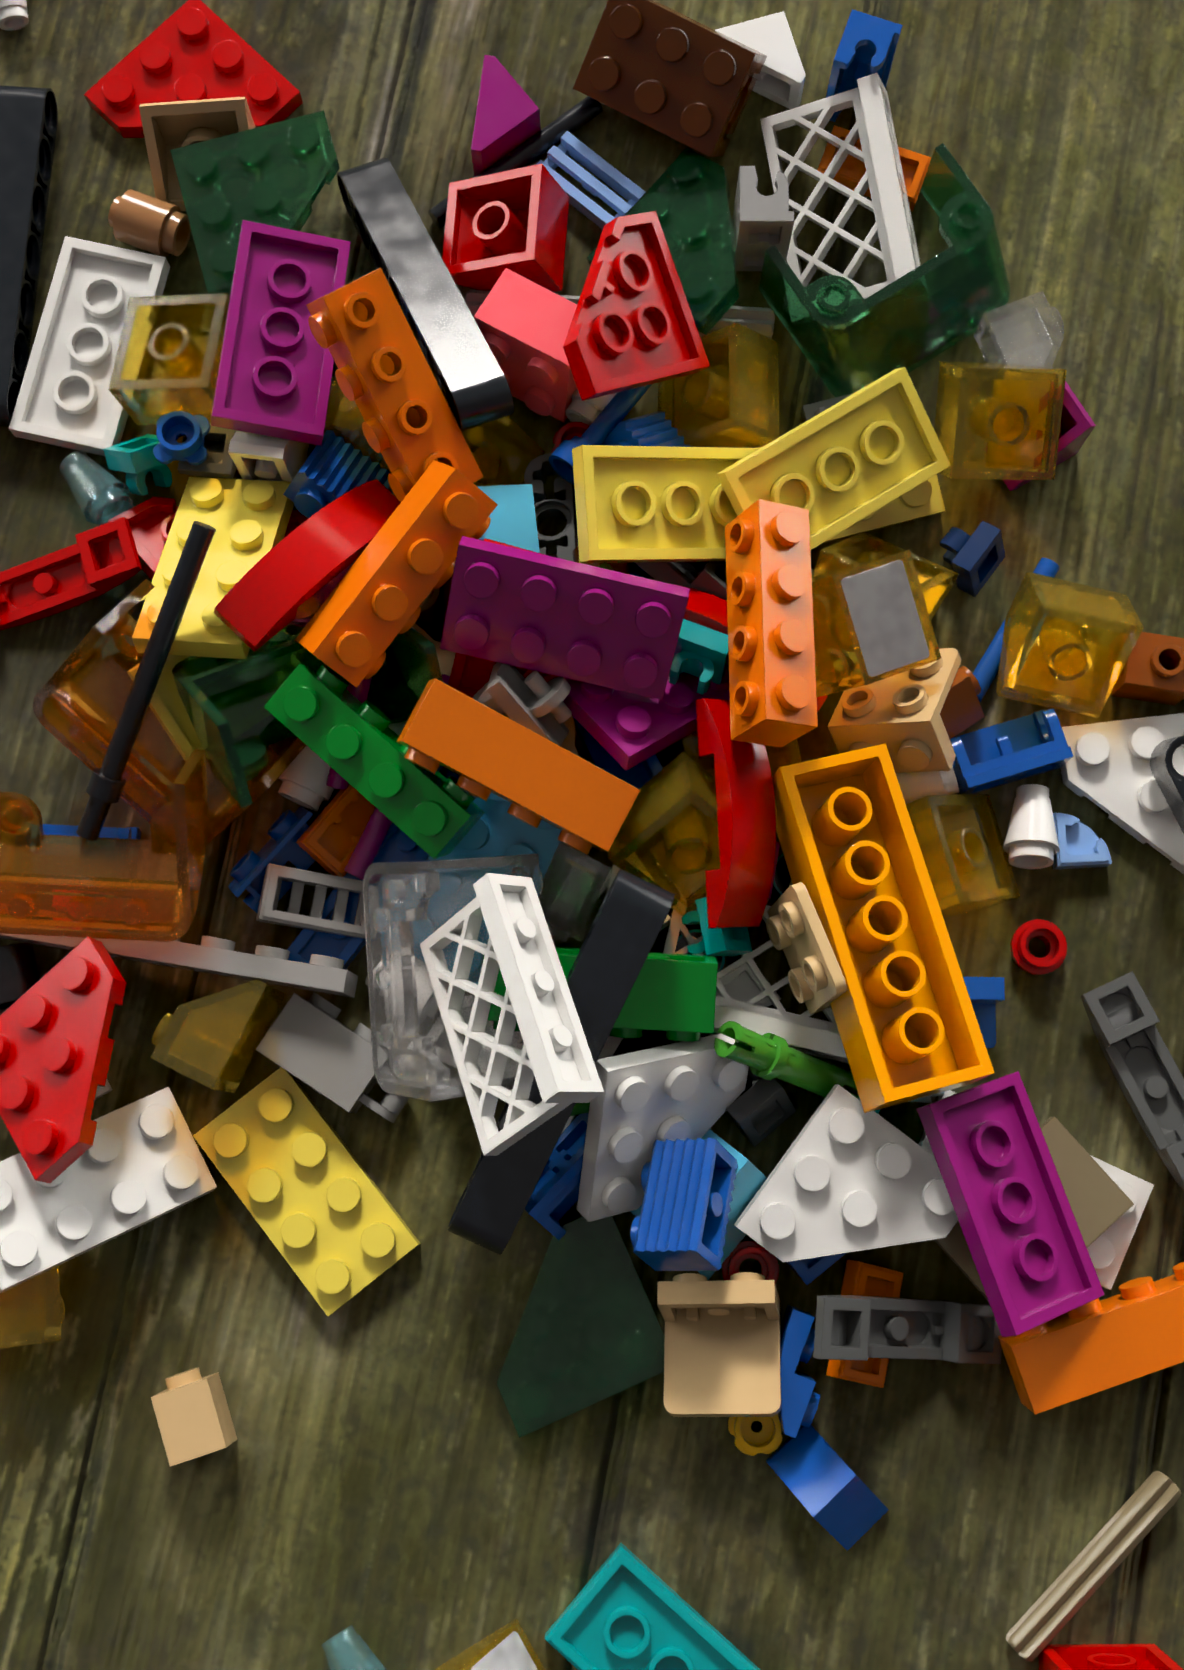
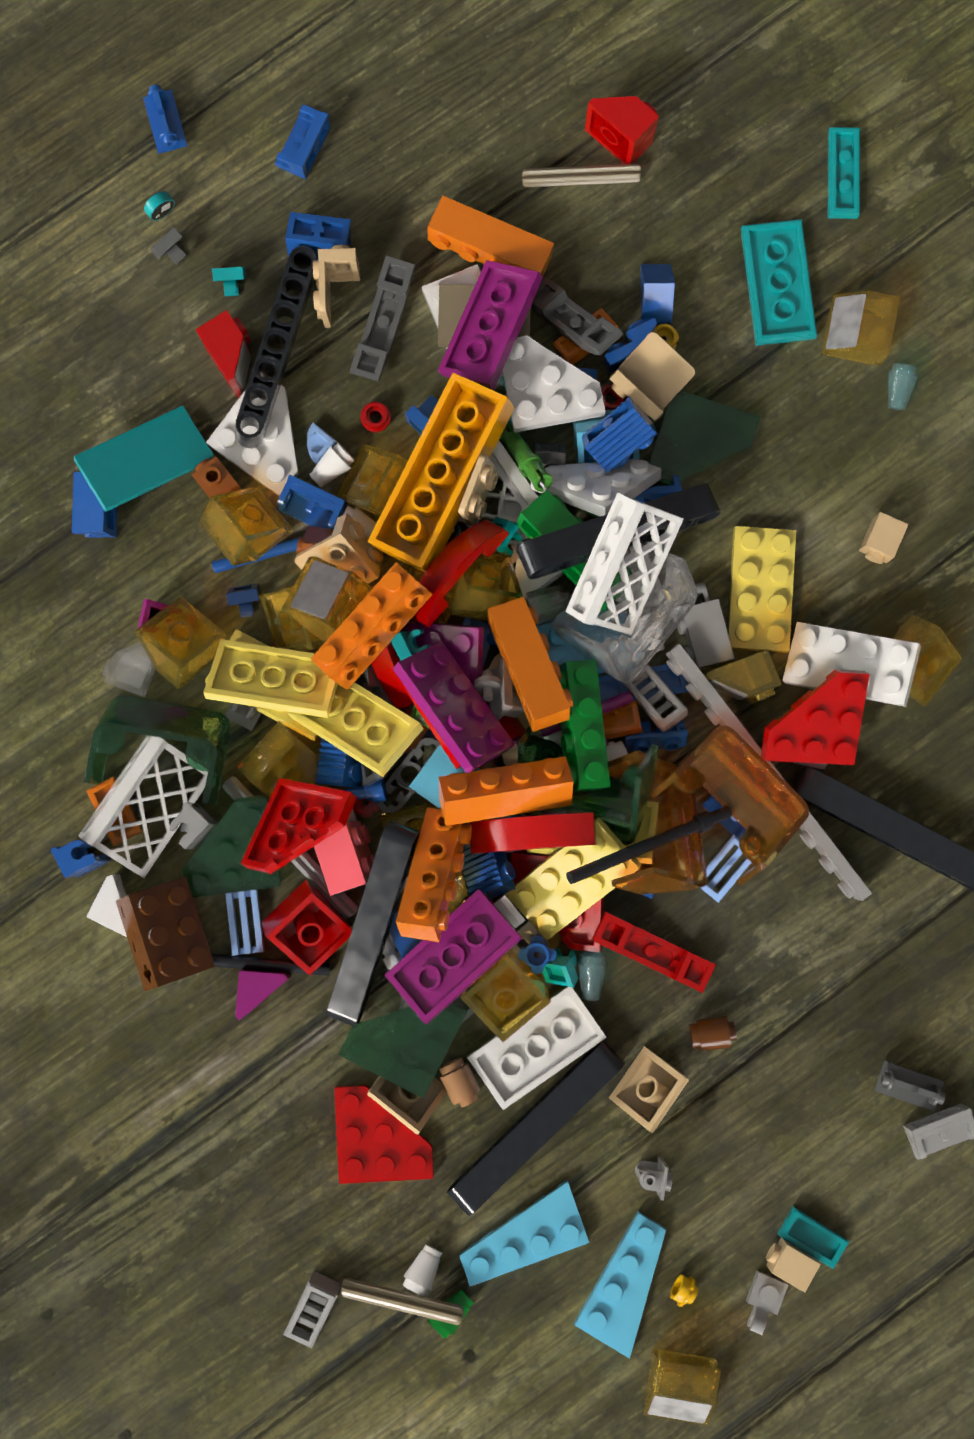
camera: 140 degrees left, 5 degrees up
(56, 767) = (732, 879): none -> light blue tile

